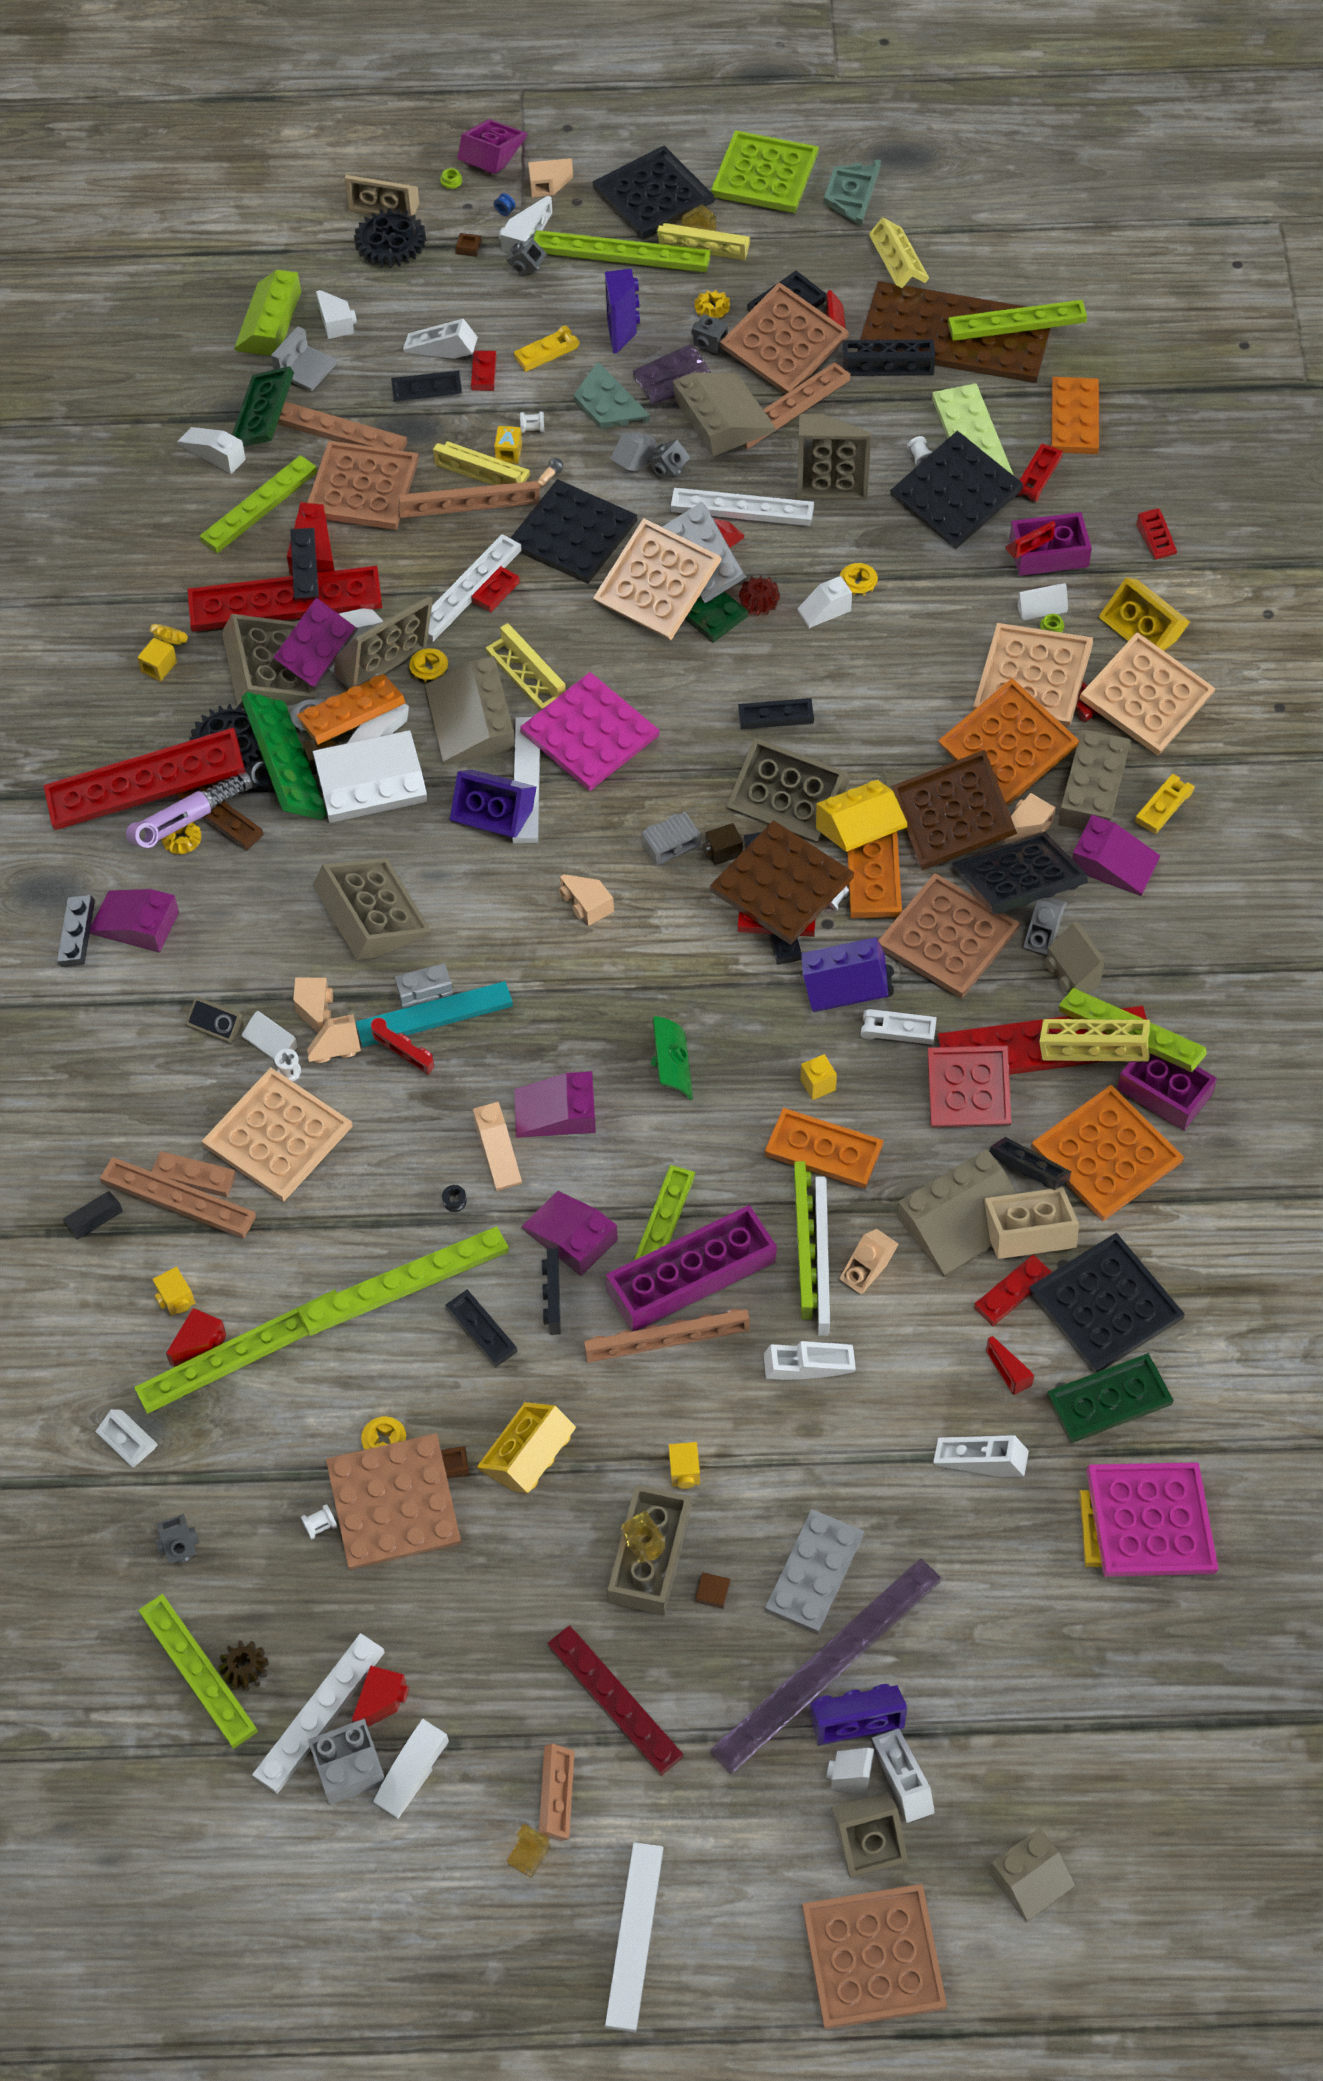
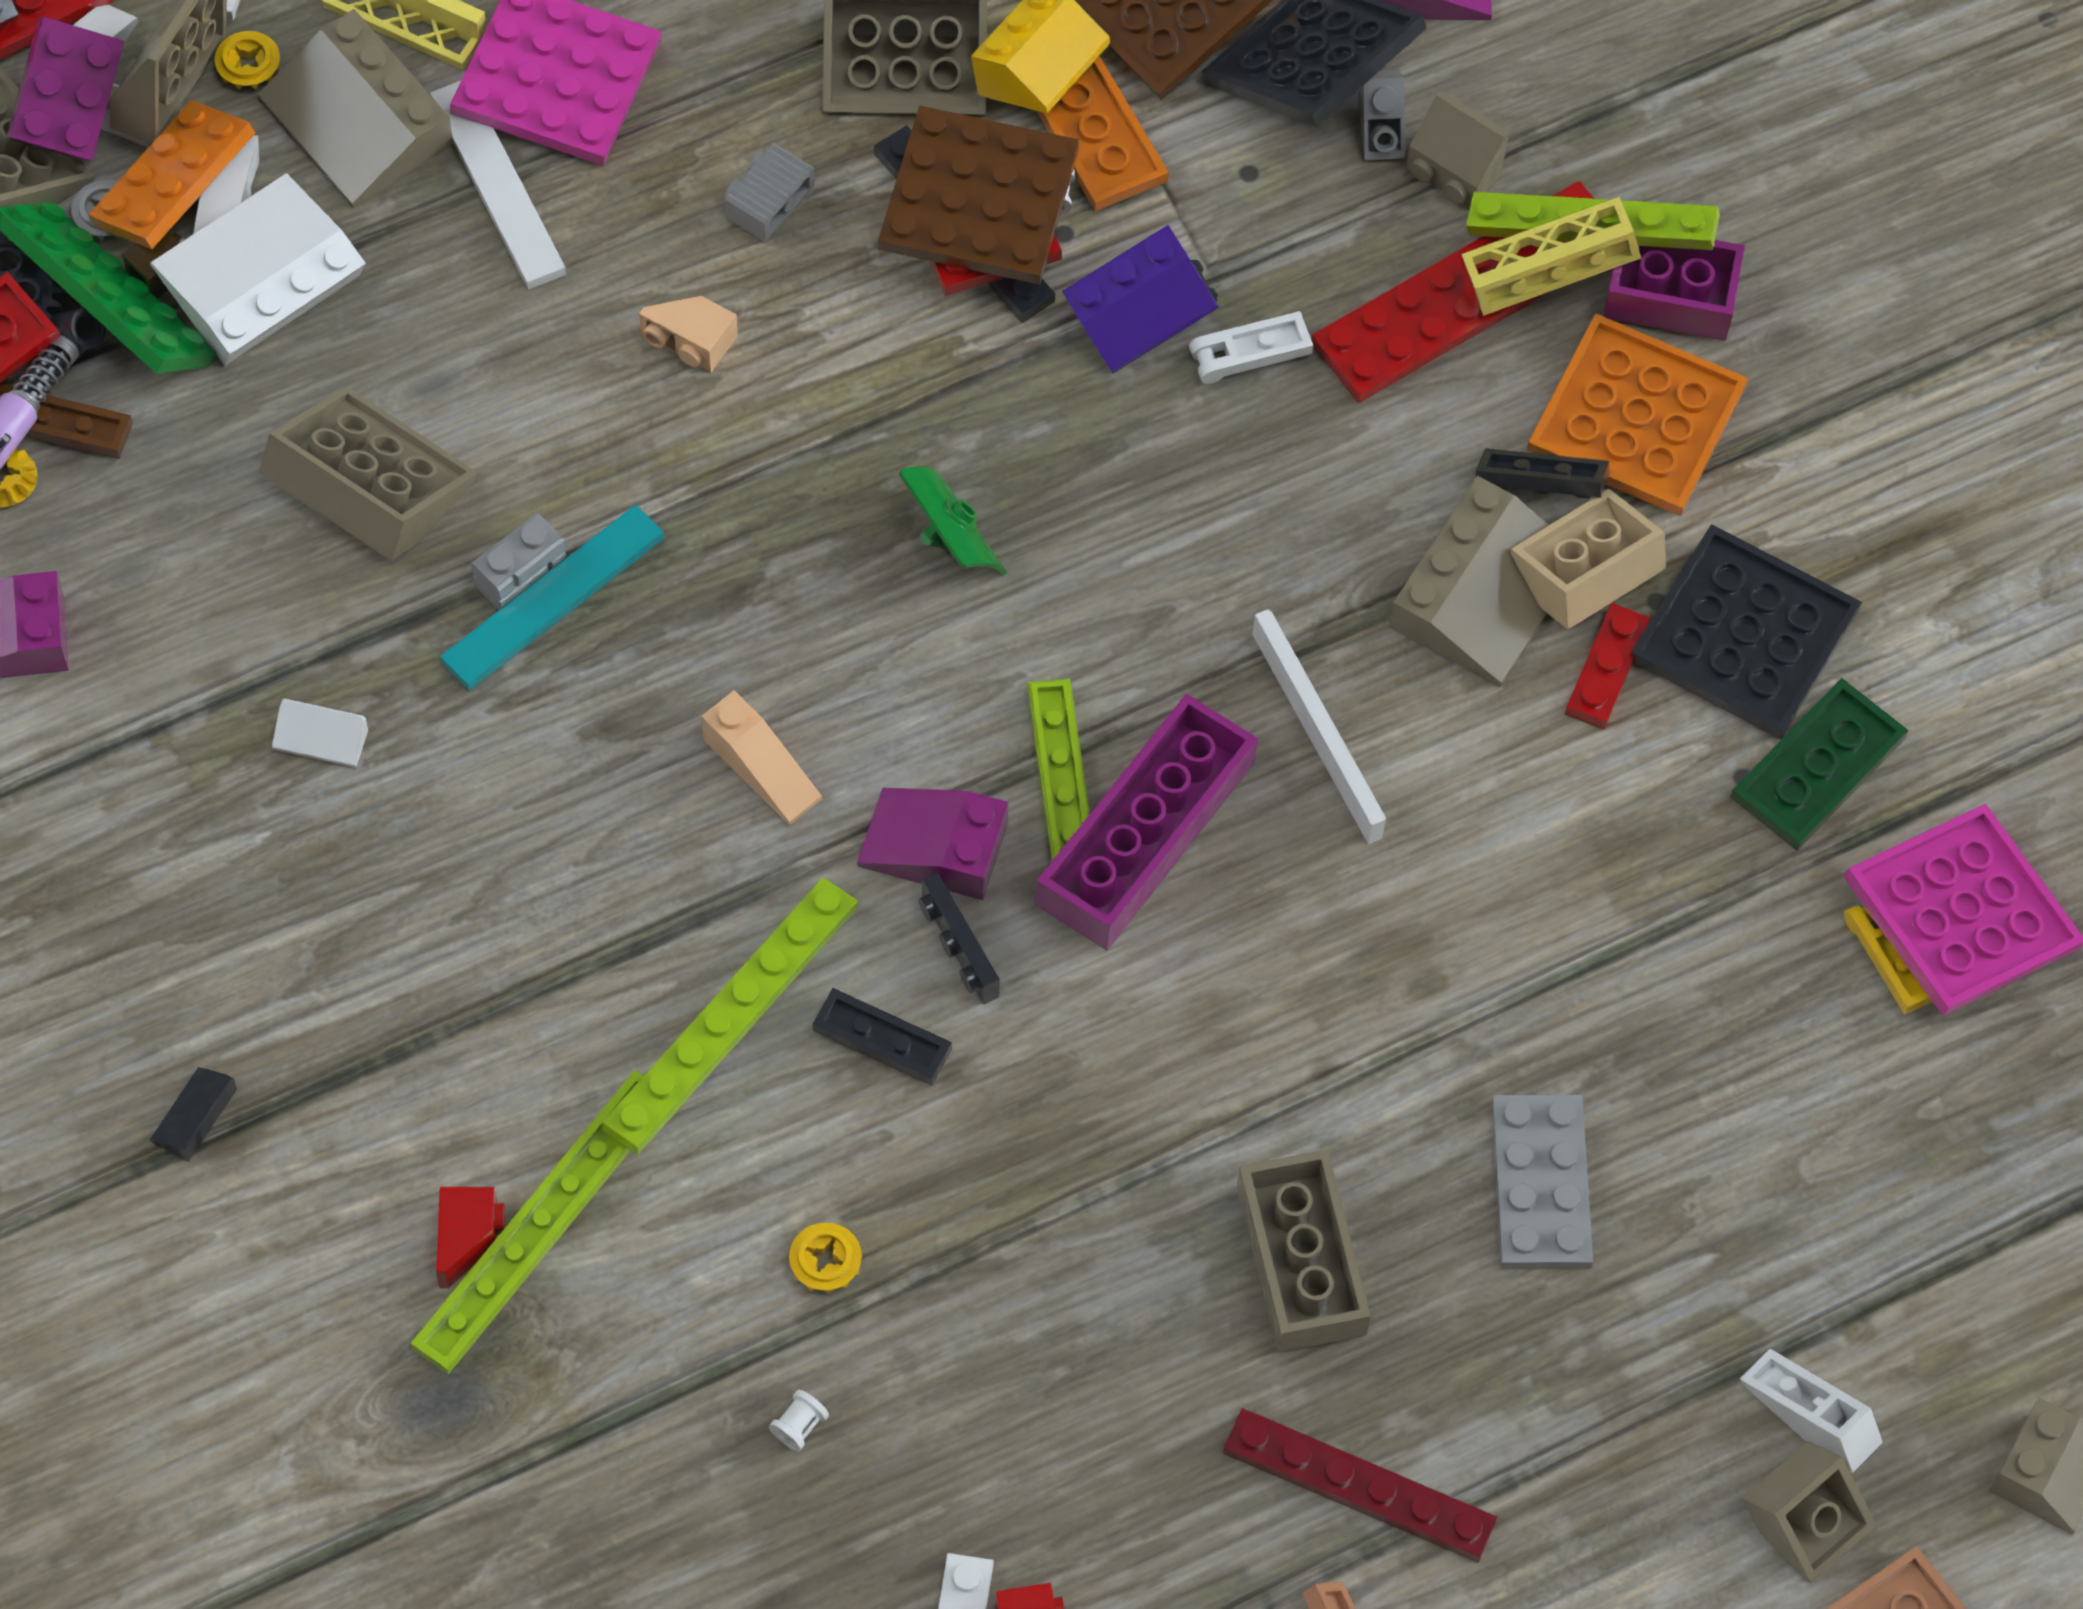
camera: 30 degrees left, 5 degrees up
(126, 1437) = (435, 1423): white slope -> none
(173, 1292) = (390, 1177): yellow brick -> none
(176, 1539) = (604, 1537): dark grey brick -> none
(178, 1197) = (314, 1032): nougat plate -> none
(196, 1174) = (316, 988): nougat plate -> none
(214, 1020) = (218, 740): slope -> none
(277, 1134) = (414, 874): light nougat plate -> none
(290, 1064) = (374, 763): white bush -> none
(312, 1001) = (358, 655): light nougat slope -> none
(334, 1039) = (427, 694): light nougat slope -> none
(393, 1501) = (891, 1343): nougat plate -> none
(402, 1046) = (536, 665): red plate -> none
(454, 1206) = (728, 850): black bush -> none
(455, 1462) = (946, 1249): reddish brown tile -> none
(492, 802) = (470, 238): dark purple slope -> none
(527, 1446) = (1043, 1180): yellow slope -> none
(556, 1106) = (815, 662): magenta slope -> none
(637, 1527) = (1294, 1217): clear yellow brick -> none
(674, 1334) = (1146, 942): nougat plate -> none
(684, 1465) = (1283, 1109): yellow brick -> none
(712, 1590) = (1415, 1270): reddish brown tile -> none
(723, 844) = (852, 170): dark brown brick -> none
(806, 1250) = (1274, 701): lime plate -> none
(808, 1360) = (1378, 886): white slope -> none
(818, 1077) = (1177, 466): yellow brick -> none
(824, 1148) = (1238, 568): orange plate -> none
(825, 1666) = (1625, 1308): clear purple plate -> none
(851, 1771) = (1746, 1434): white slope -> none
(858, 1714) = (1710, 1351): dark purple slope -> none
(868, 1260) = (1388, 707): light nougat slope -> none
(948, 935) = (1252, 183): nougat plate -> none
(969, 1086) = (1400, 395): plate -> none
(983, 1455) = (1689, 918): white slope -> none
(1010, 1368) = (1661, 777): red slope -> none

